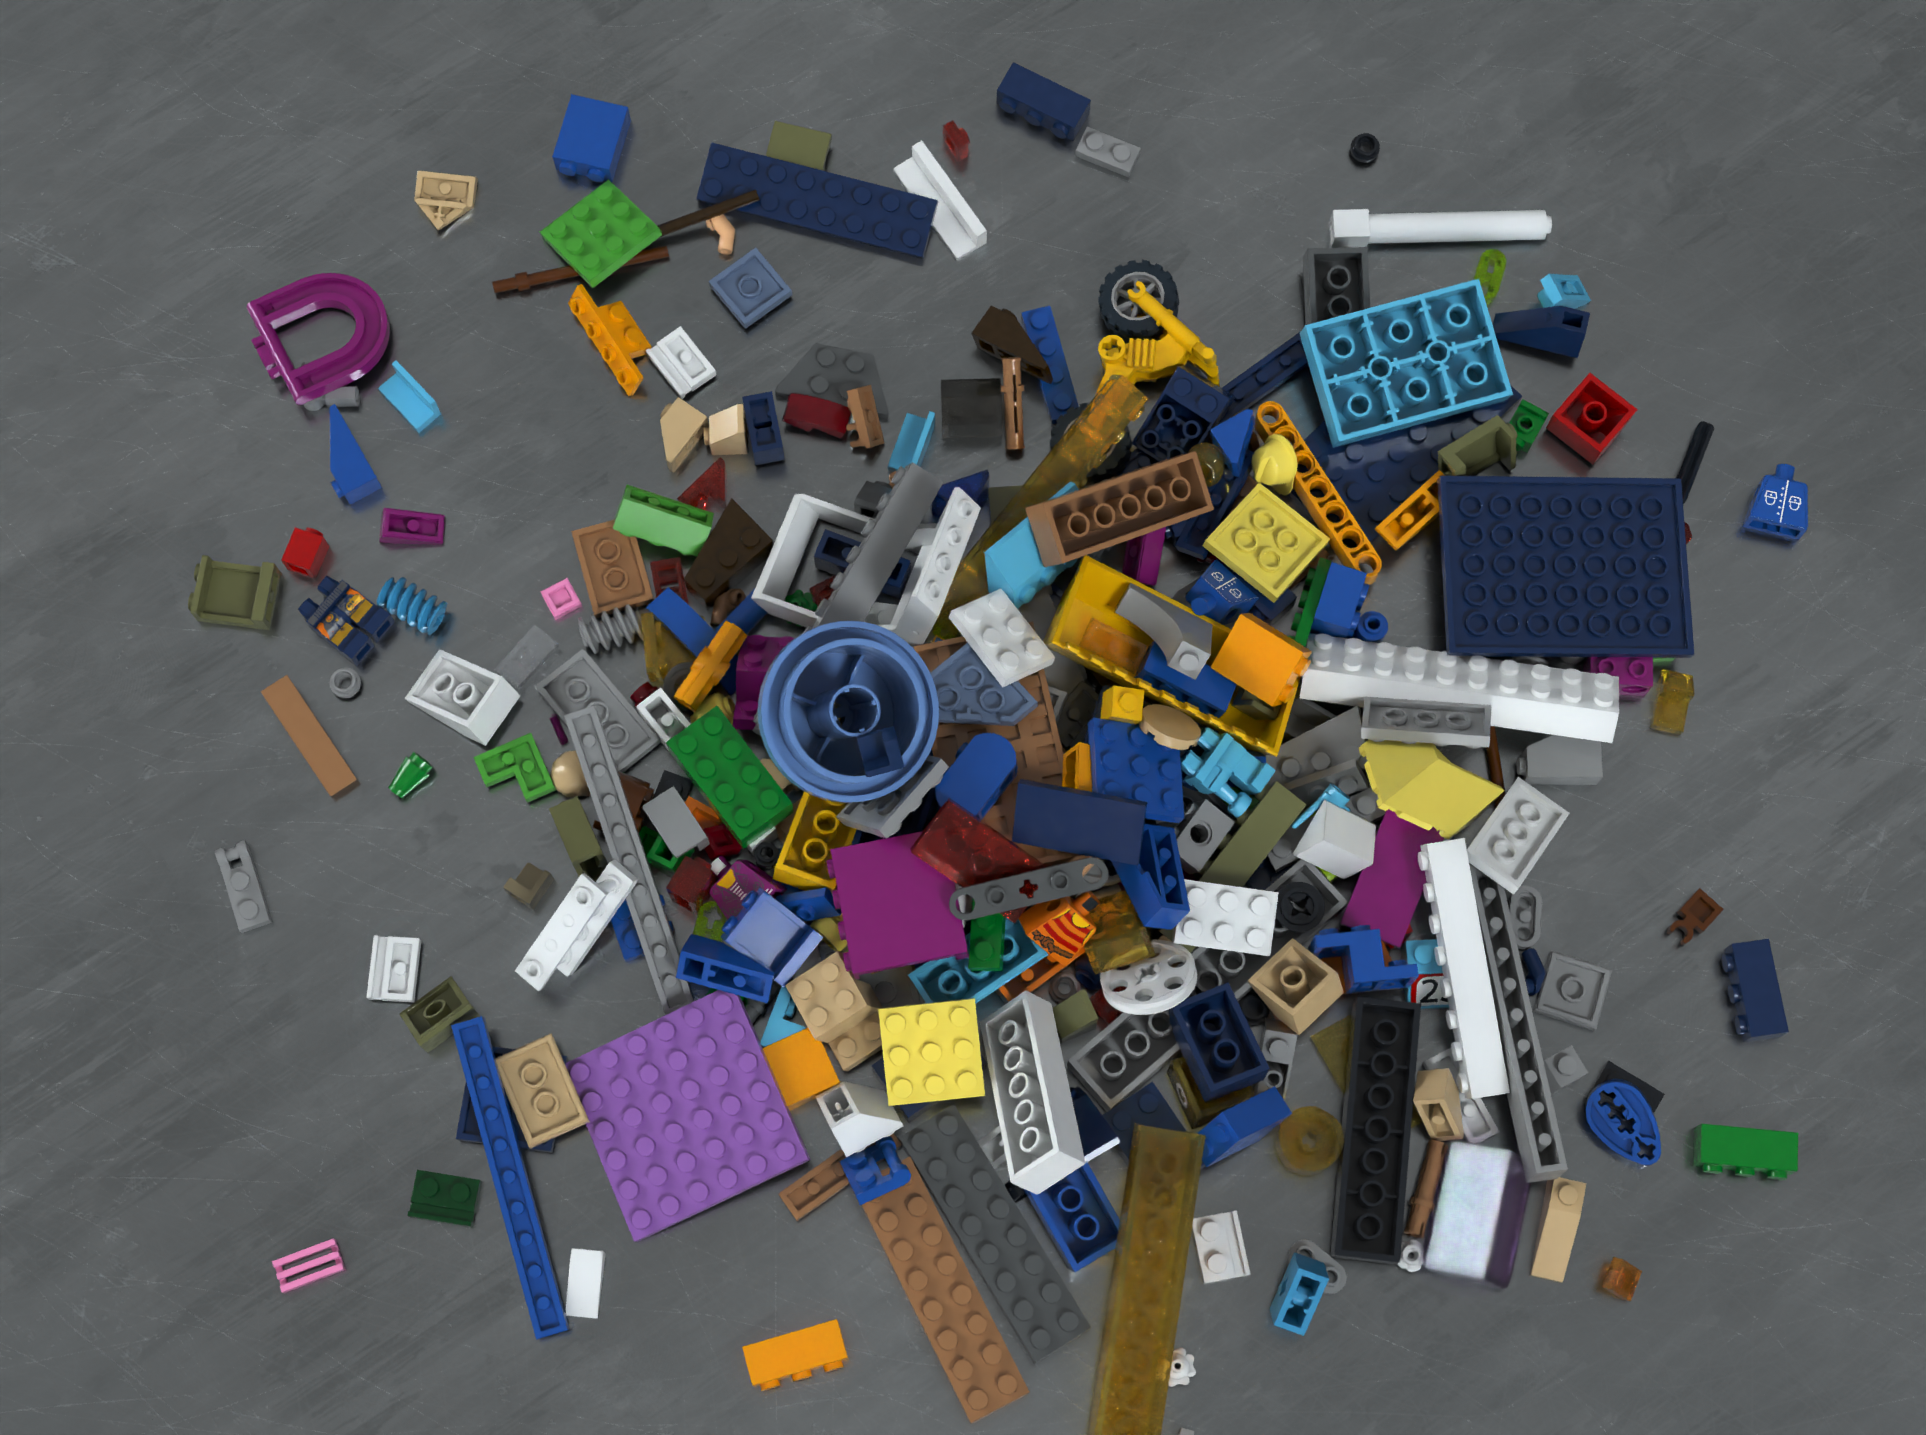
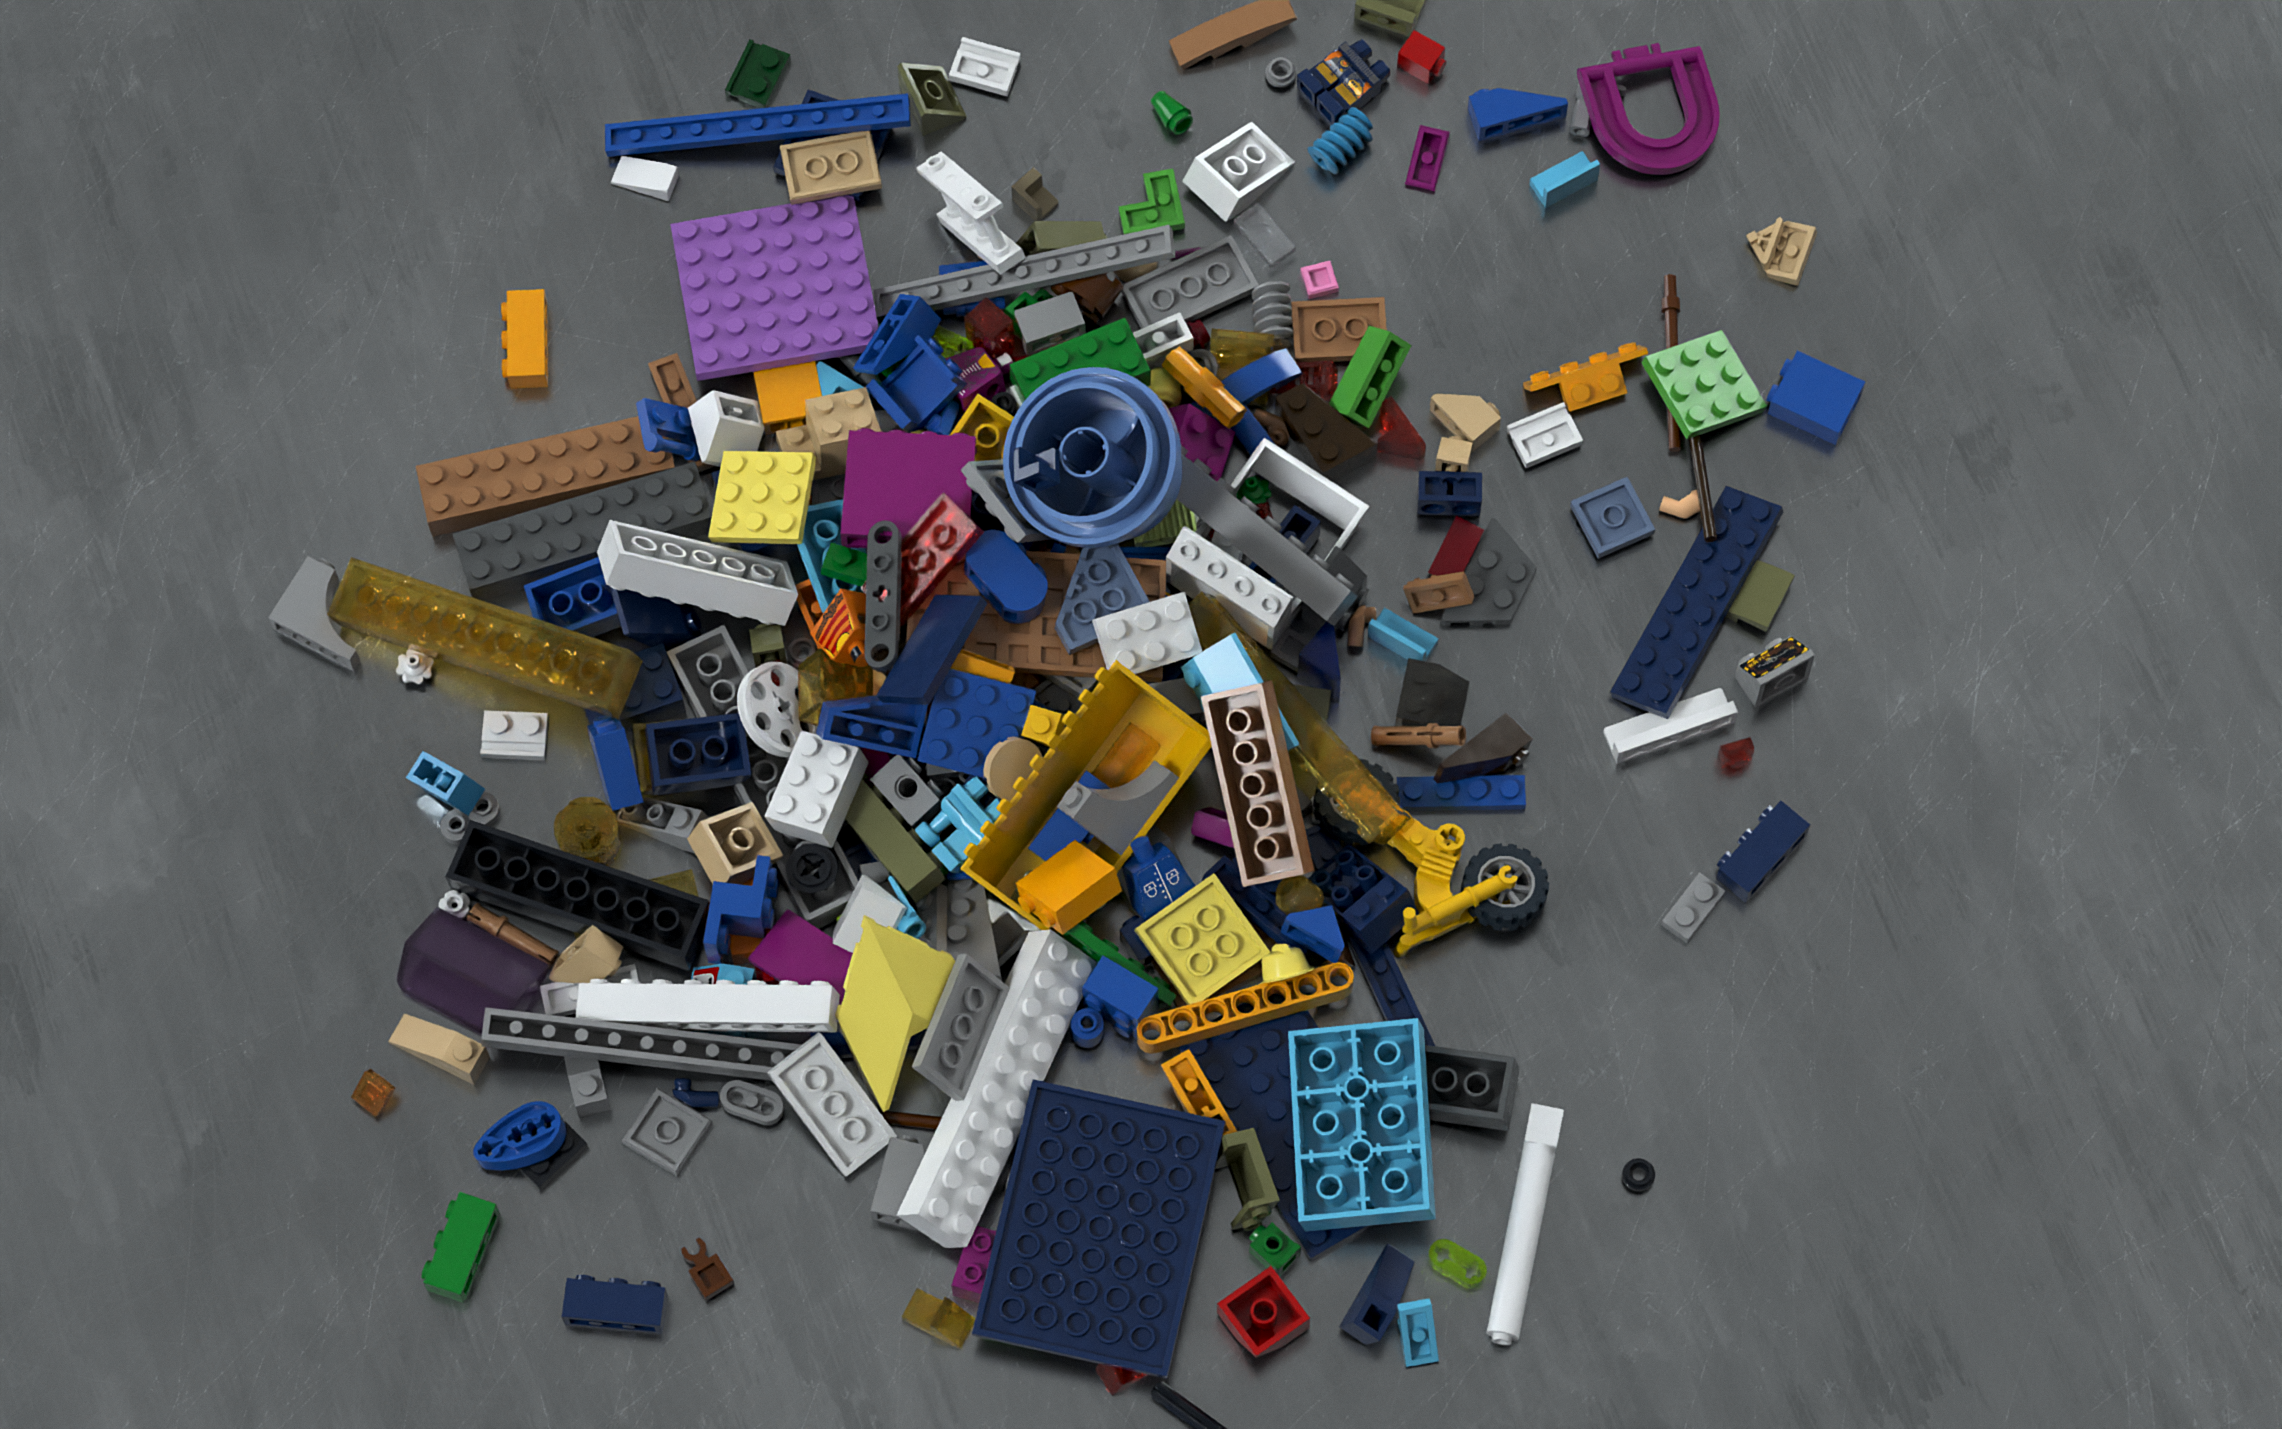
camera: 105 degrees right, 5 degrees down
(870, 120) = (1774, 669): none -> light grey slope

